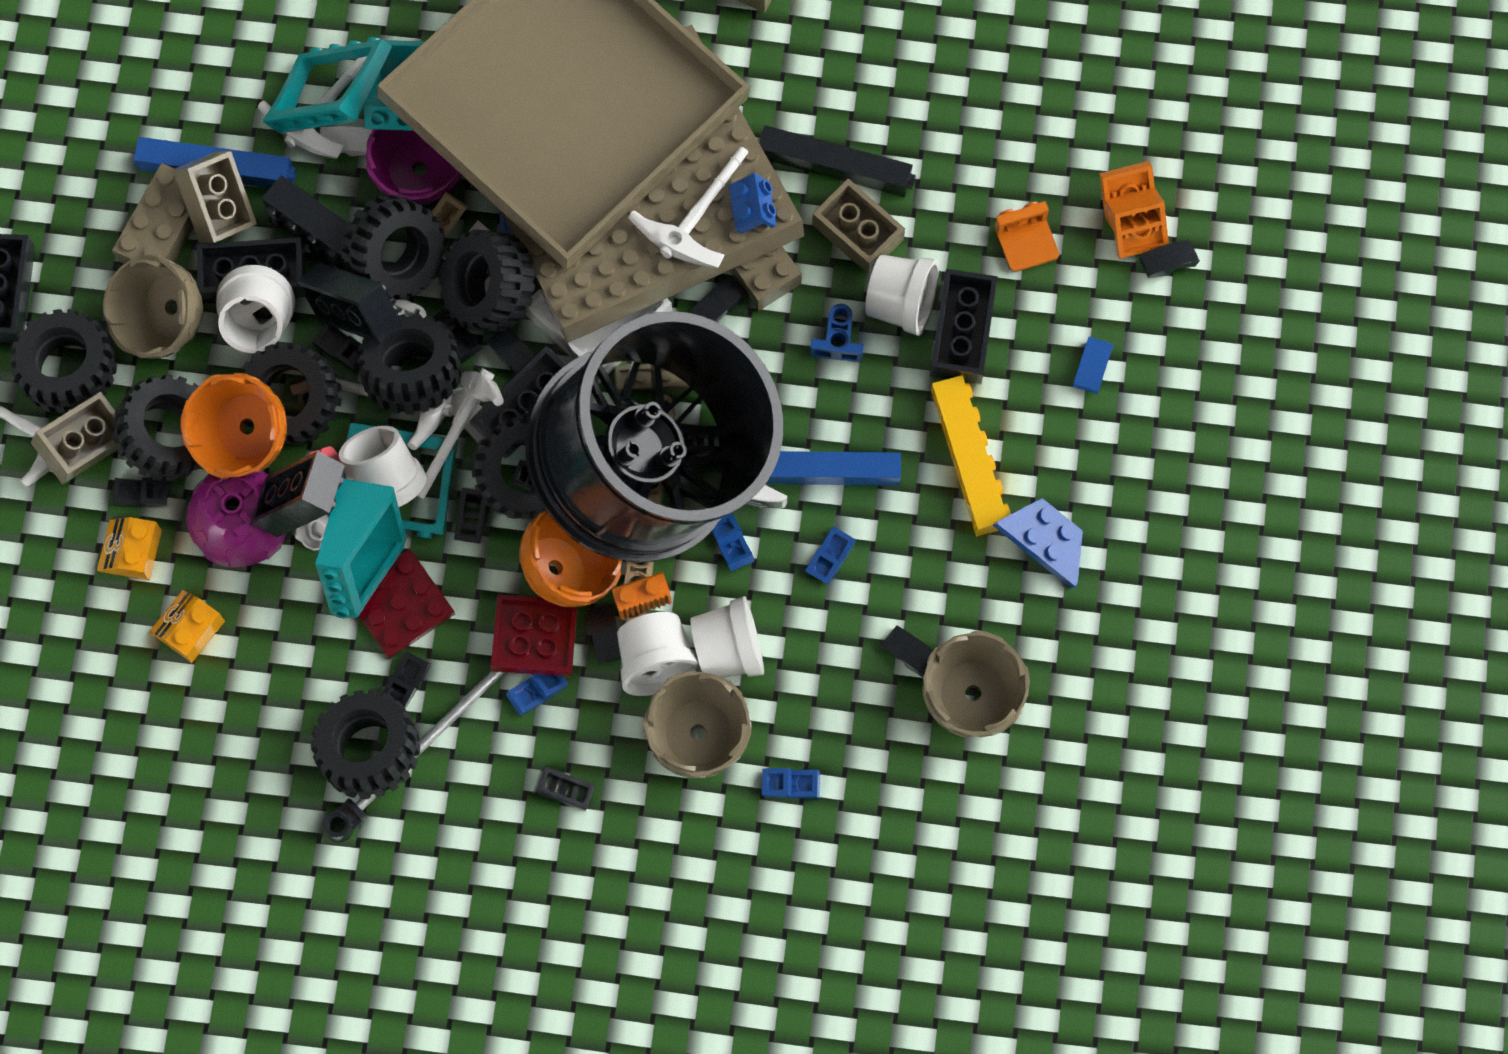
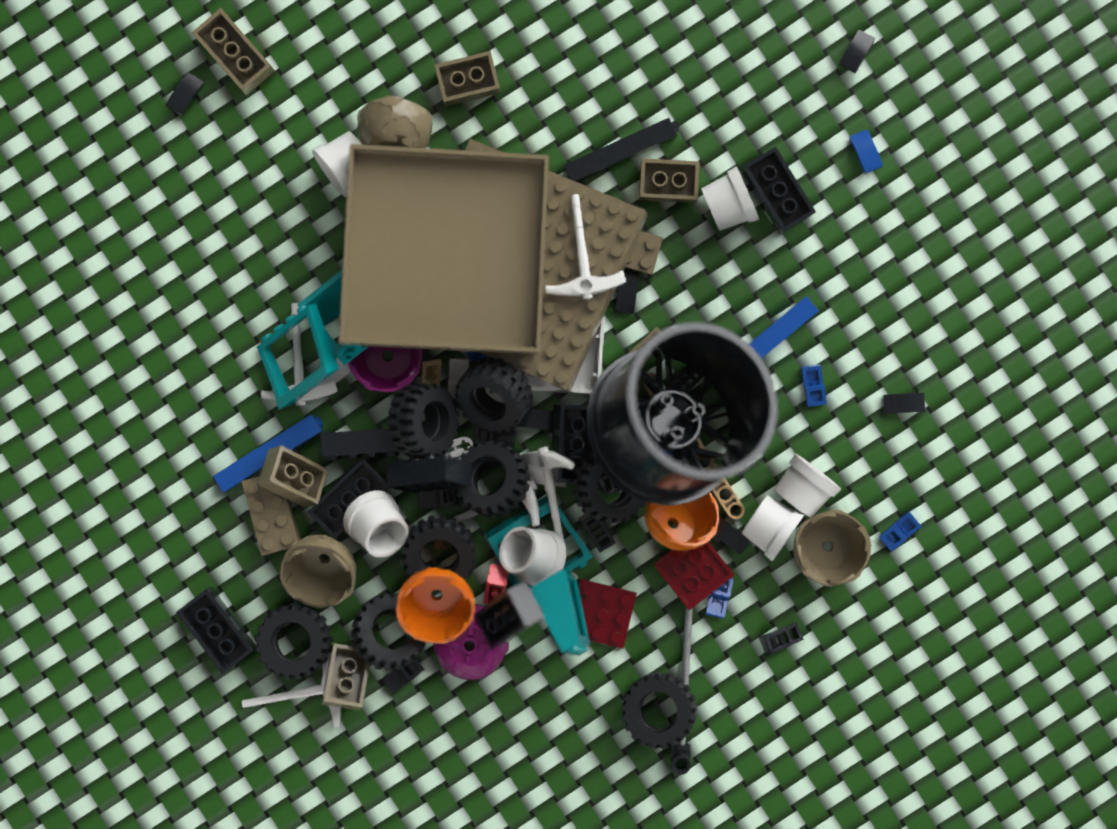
camera: 45 degrees left, 15 degrees up
(130, 548) = (426, 711): light orange slope -> none
(187, 625) = (497, 726): light orange slope -> none
(407, 678) = (643, 653): black slope -> none
(642, 595) = (738, 501): orange brick -> none
(752, 203) = (610, 225): blue bracket -> none
(838, 331) = (712, 250): blue tile -> none
(969, 454) = (842, 263): yellow brick -> none
(981, 663) = (979, 396): dark tan piece -> none
(1026, 236) = (767, 106): orange bracket -> none
(1046, 538) = (925, 276): wing -> none
(1134, 209) = (816, 38): orange bracket -> none

